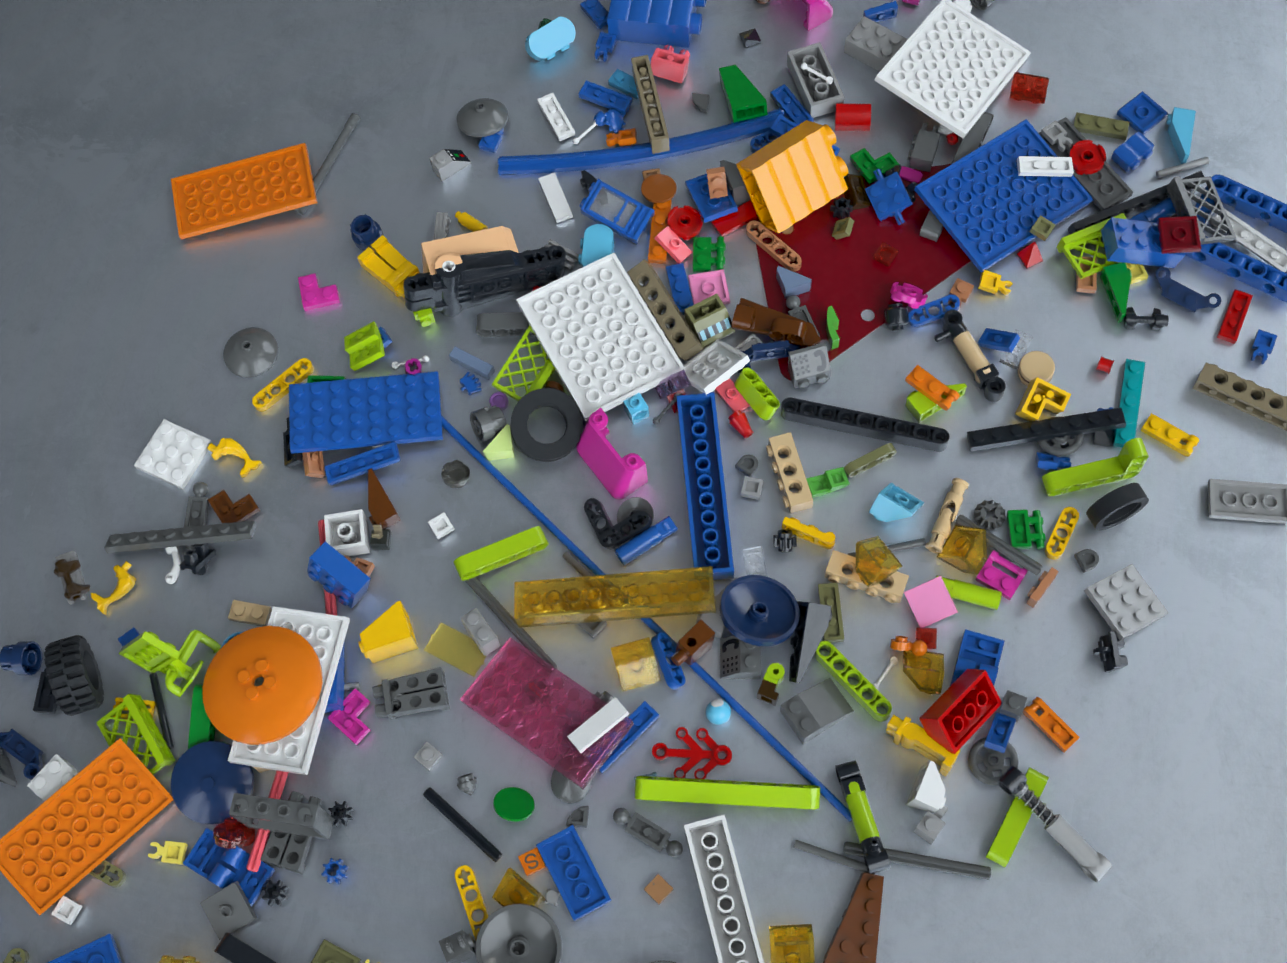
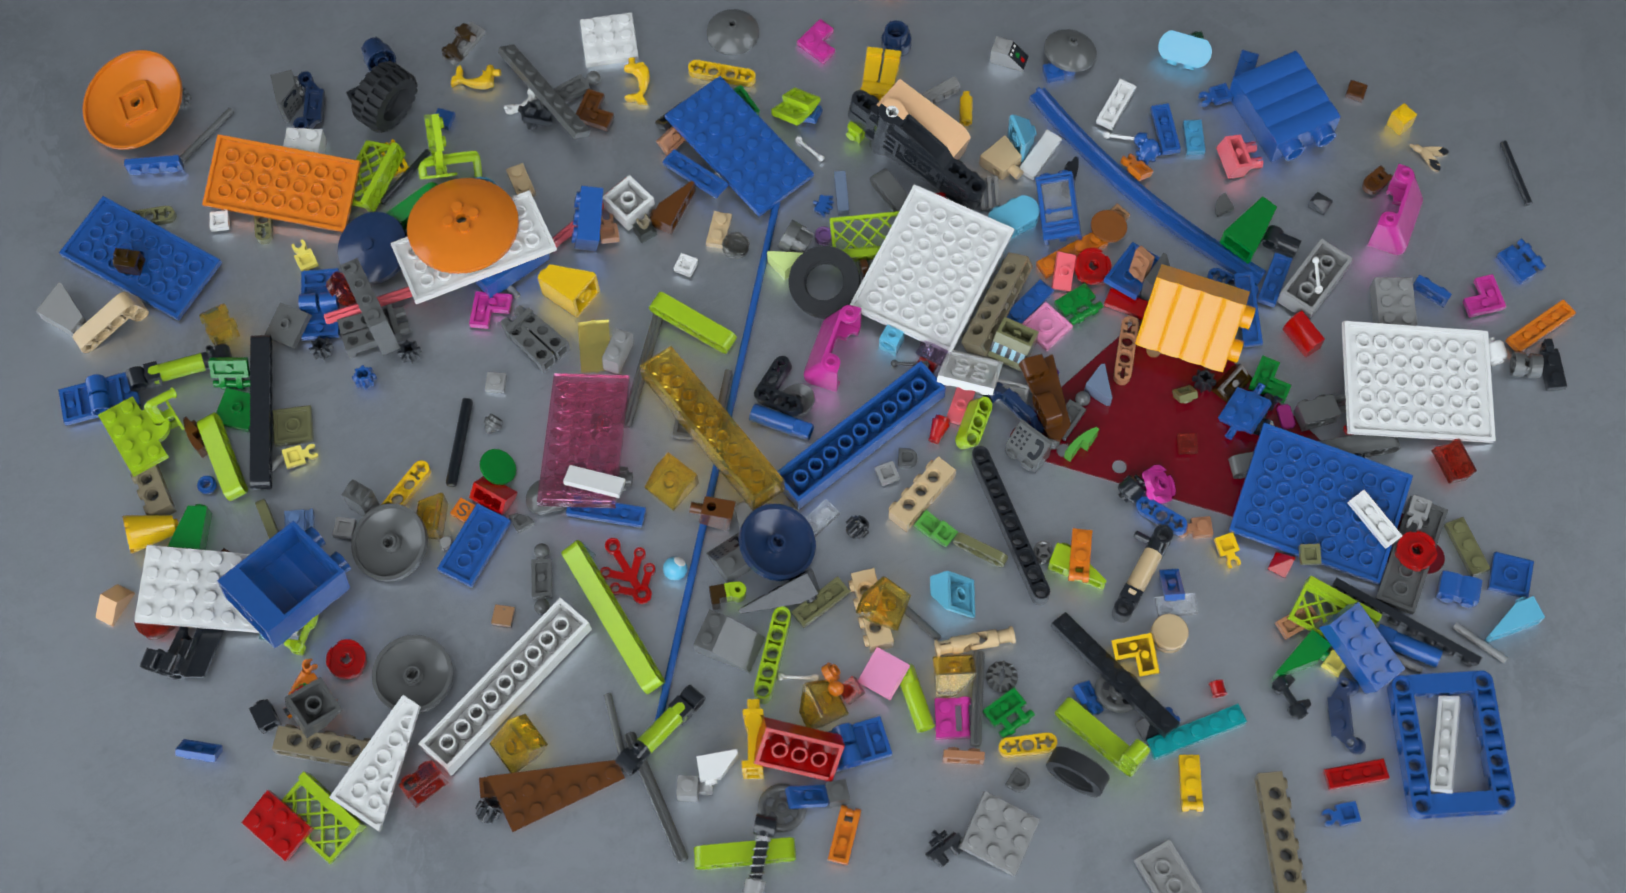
camera: 50 degrees right, 0 degrees up
(409, 363) = (798, 152): magenta bush -> none
(427, 479) = (718, 229): none -> tan plate
(531, 200) = (1021, 135): none -> medium azure slope
(538, 826) = (492, 496): none -> red brick
(539, 225) = (1002, 159): none -> tan torso
(650, 104) = (1179, 165): dark tan brick -> none
(675, 677) = (678, 511): blue beam -> none
(766, 80) = (1276, 238): none -> black piece
(809, 533) = (878, 542): yellow plate -> none
(905, 411) = (1044, 548): none -> flat silver wheel
(1179, 234) = (1387, 670): dark red tile -> none
(1181, 201) = (1425, 665): dark grey fence -> none

